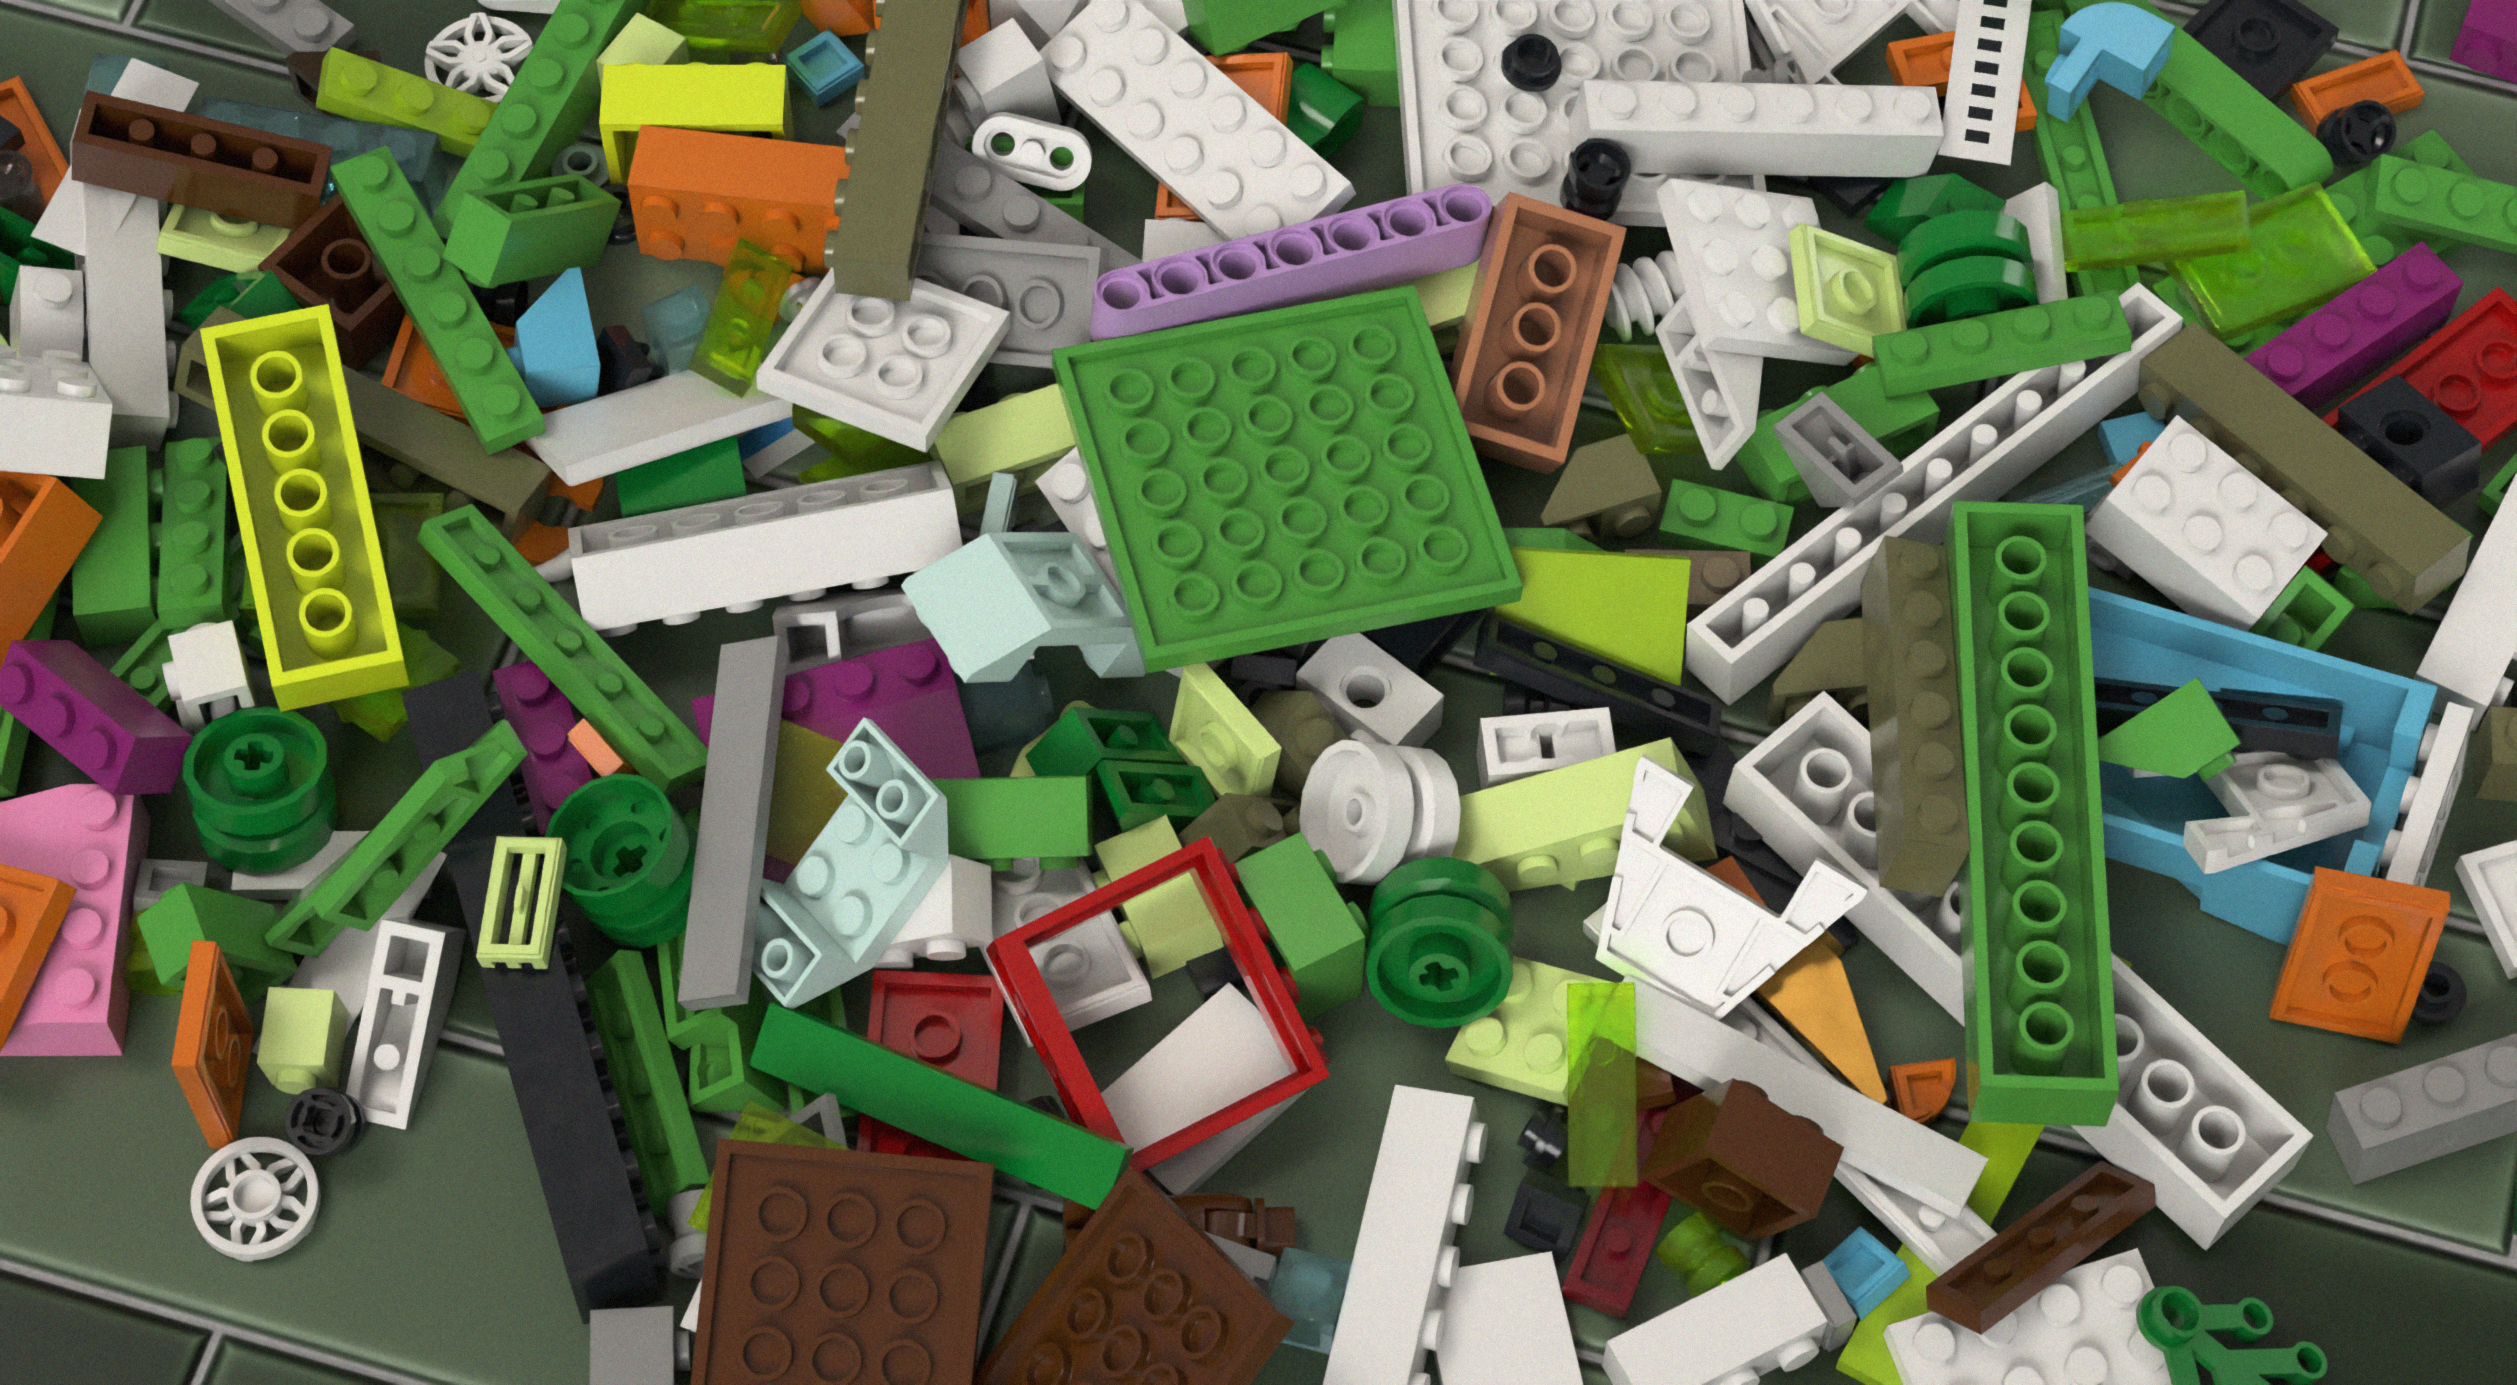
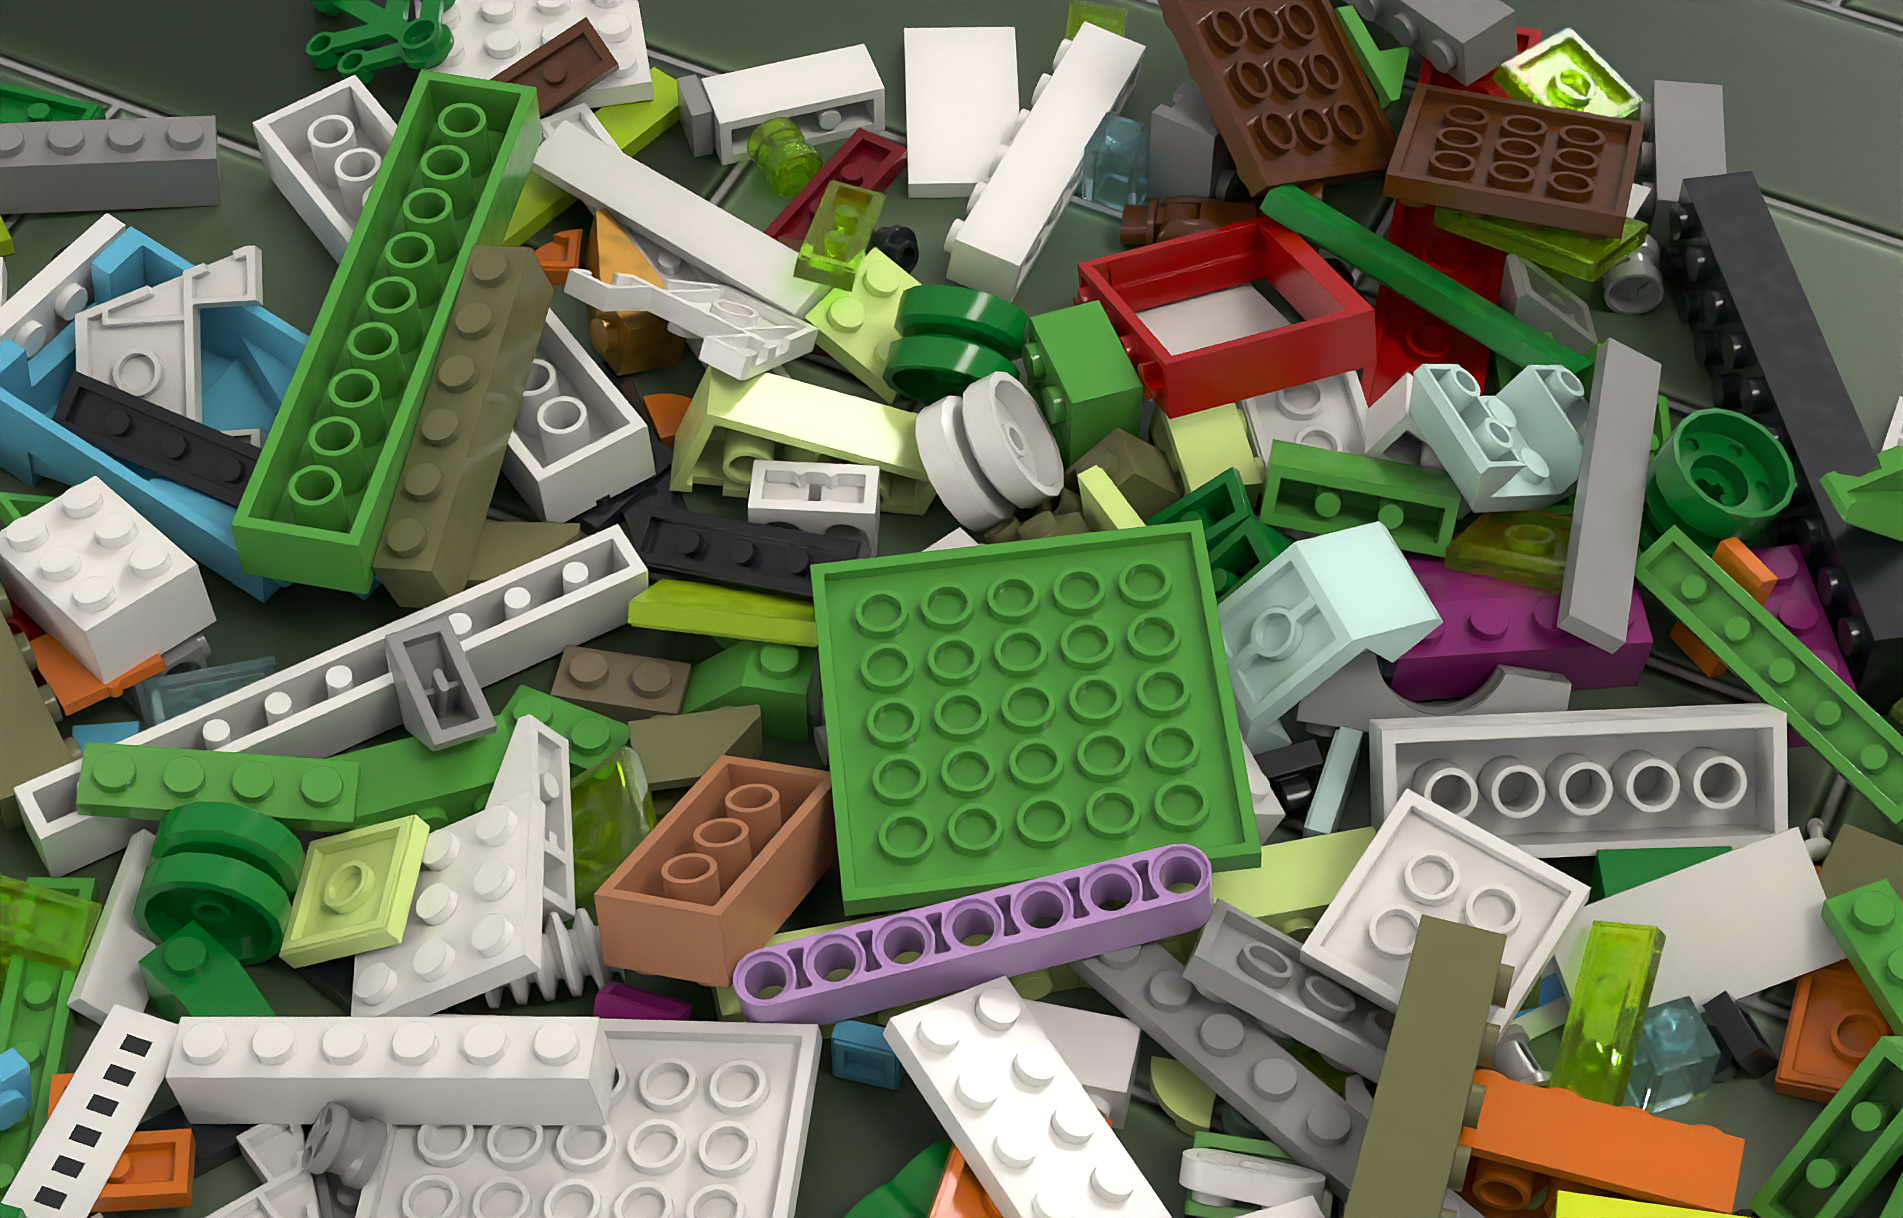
camera: 170 degrees left, 10 degrees down
(516, 951) = (1806, 456): yellowish green tile -> none
(557, 345) = (1816, 1033): medium azure slope -> none
(646, 1080) = (1662, 331): bright green plate -> none
(1531, 63) = (633, 1173): black plate -> none
(1547, 1214) = (906, 201): black tile -> none
(1595, 179) = (606, 993): black wheel -> none
(1742, 1160) = (741, 160): reddish brown brick -> none
(1865, 1271) = (657, 136): medium azure tile -> none
(2174, 736) = (223, 393): bright green slope -> none
(2359, 954) = (139, 204): orange tile -> none

